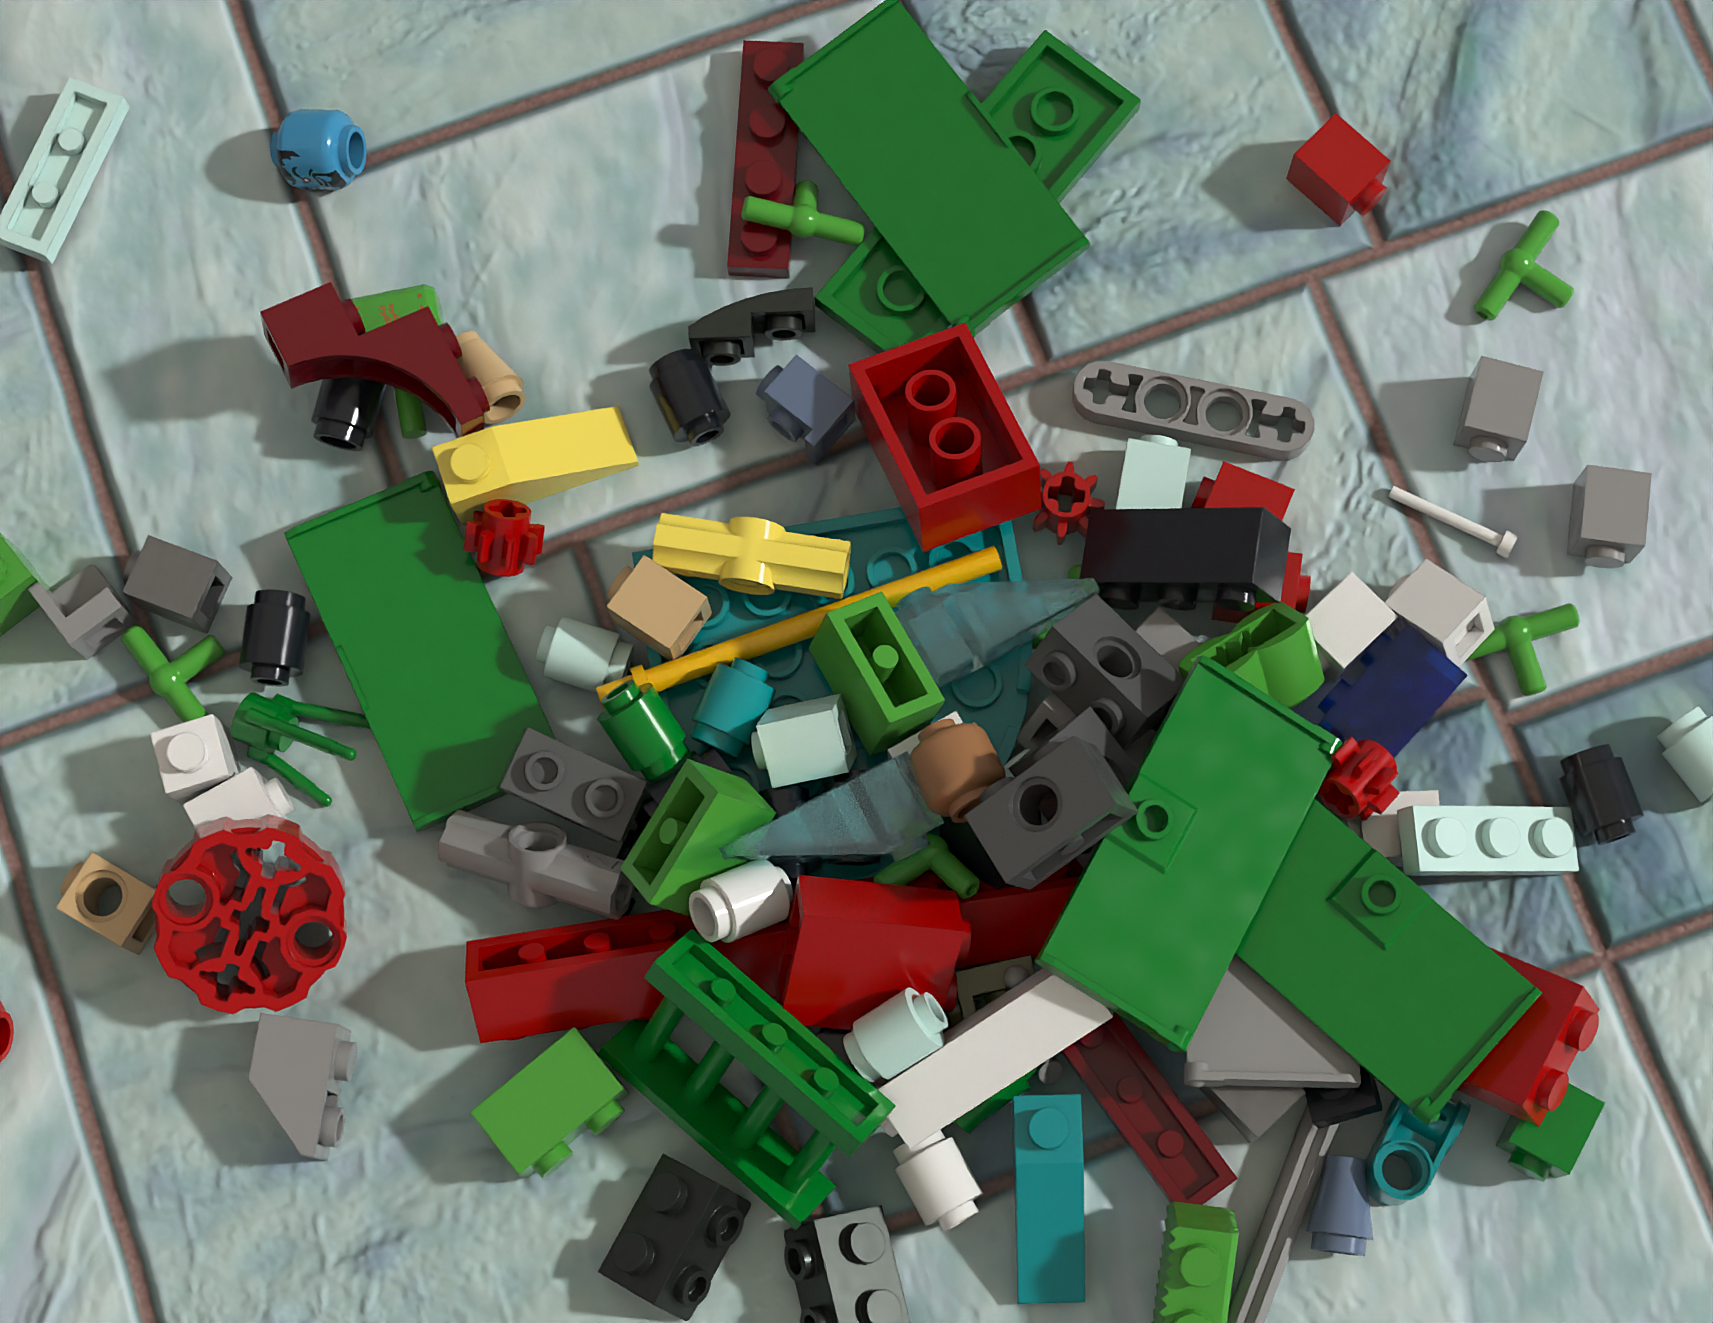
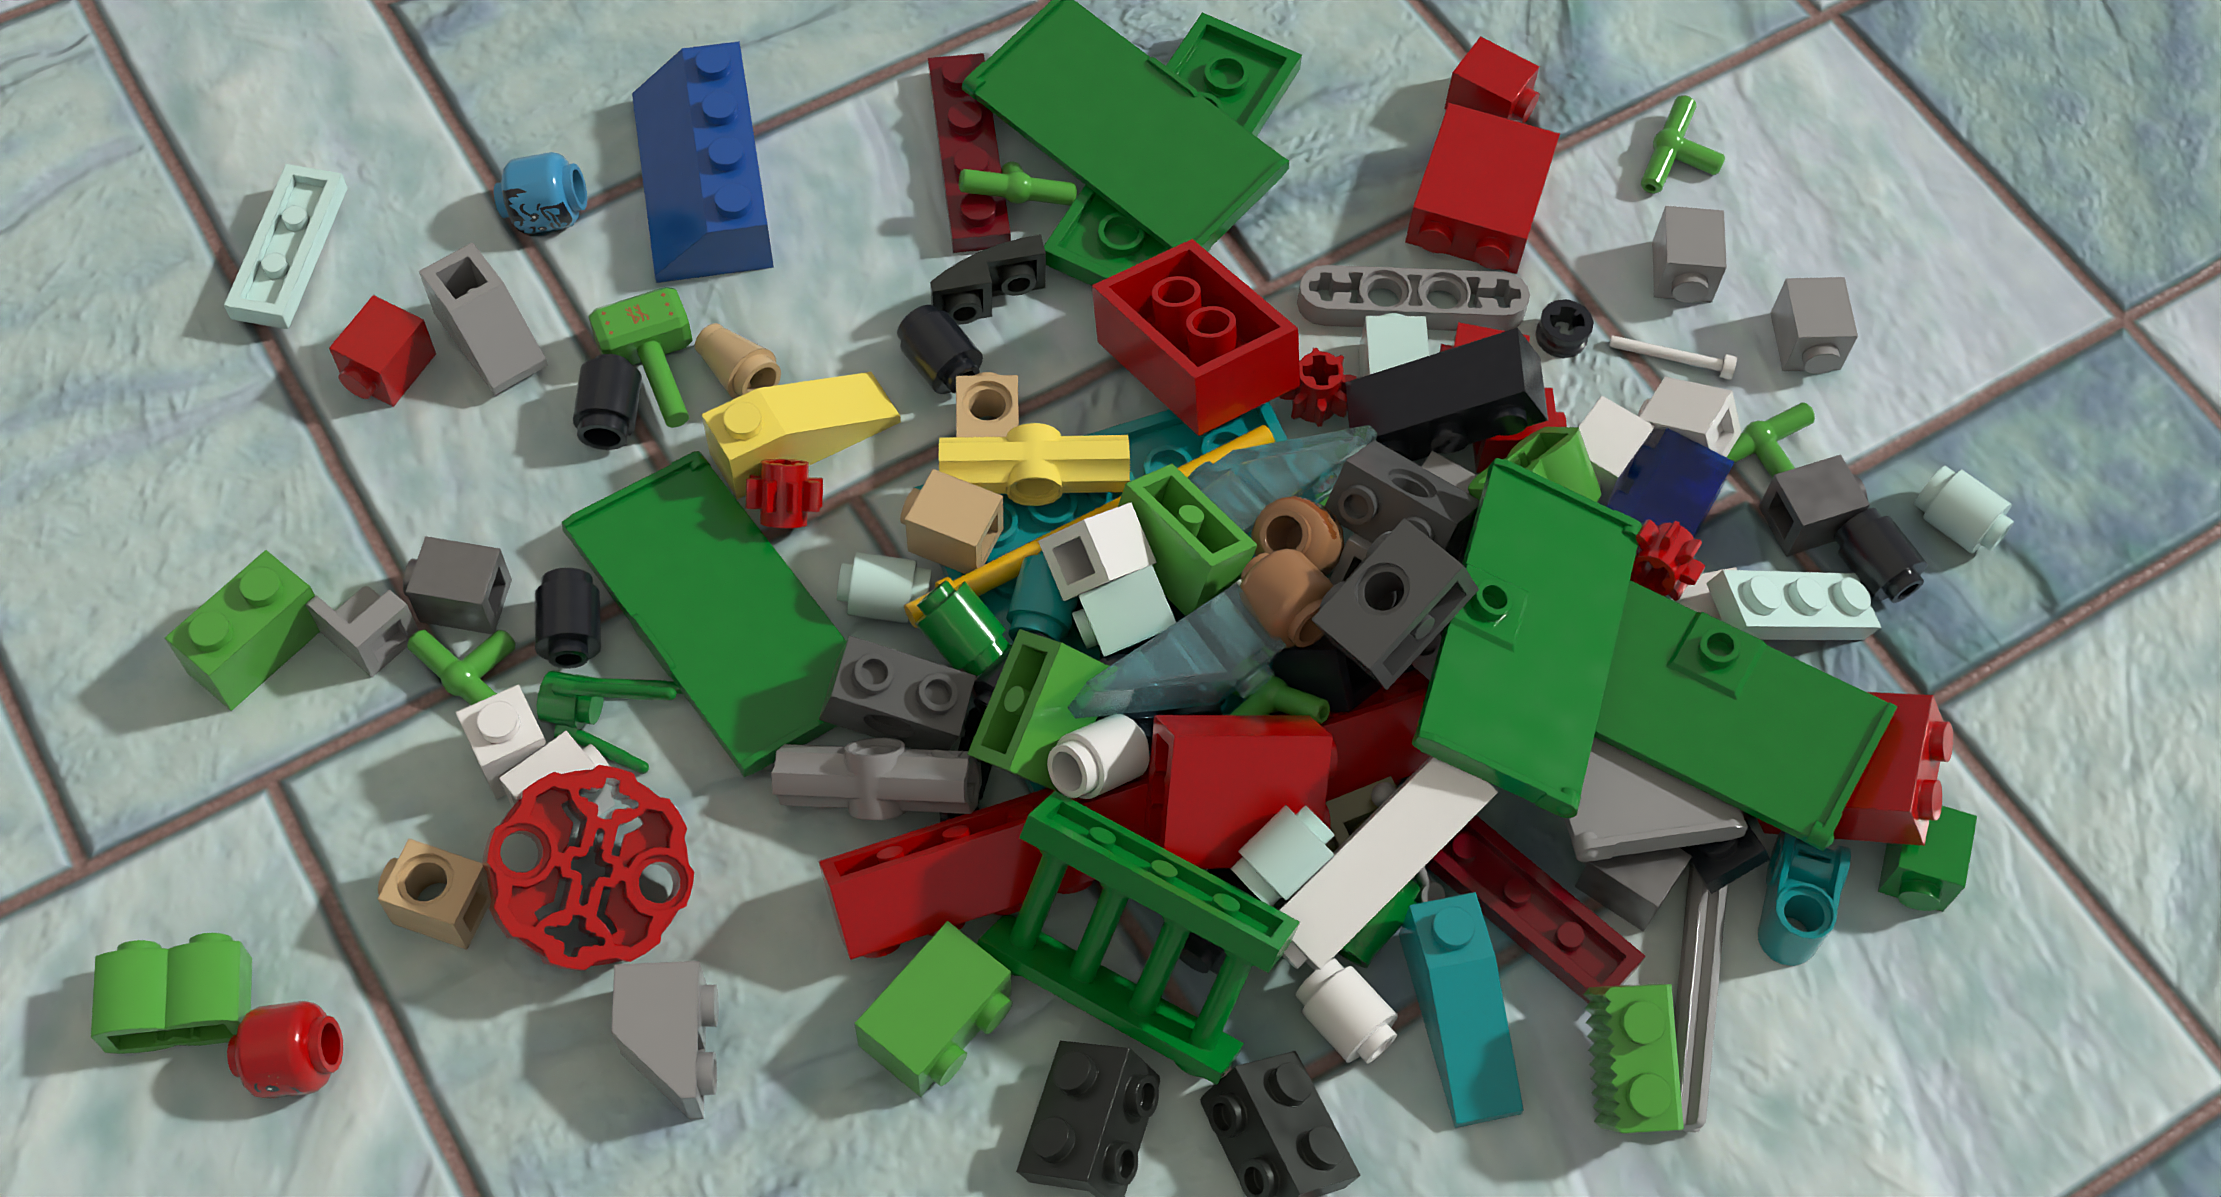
camera: 20 degrees left, 15 degrees down
(136, 311) = (382, 351): none -> red brick
(232, 288) = (482, 318): none -> light grey slope
(326, 339) = (580, 332): dark red arch -> none
(487, 139) = (701, 166): none -> blue slope
(718, 457) = (986, 396): none -> tan brick
(785, 679) = (1097, 551): none -> white brick
(806, 406) = (1055, 340): sand blue brick -> none
(994, 689) = (1302, 527): none -> medium nougat head
(1295, 294) = (1481, 188): none -> red brick
(1330, 457) = (1561, 344): none -> black bush
(1342, 1208) = (1753, 969): sand blue cone -> none
(1548, 723) = (1812, 503): none -> flat silver brick

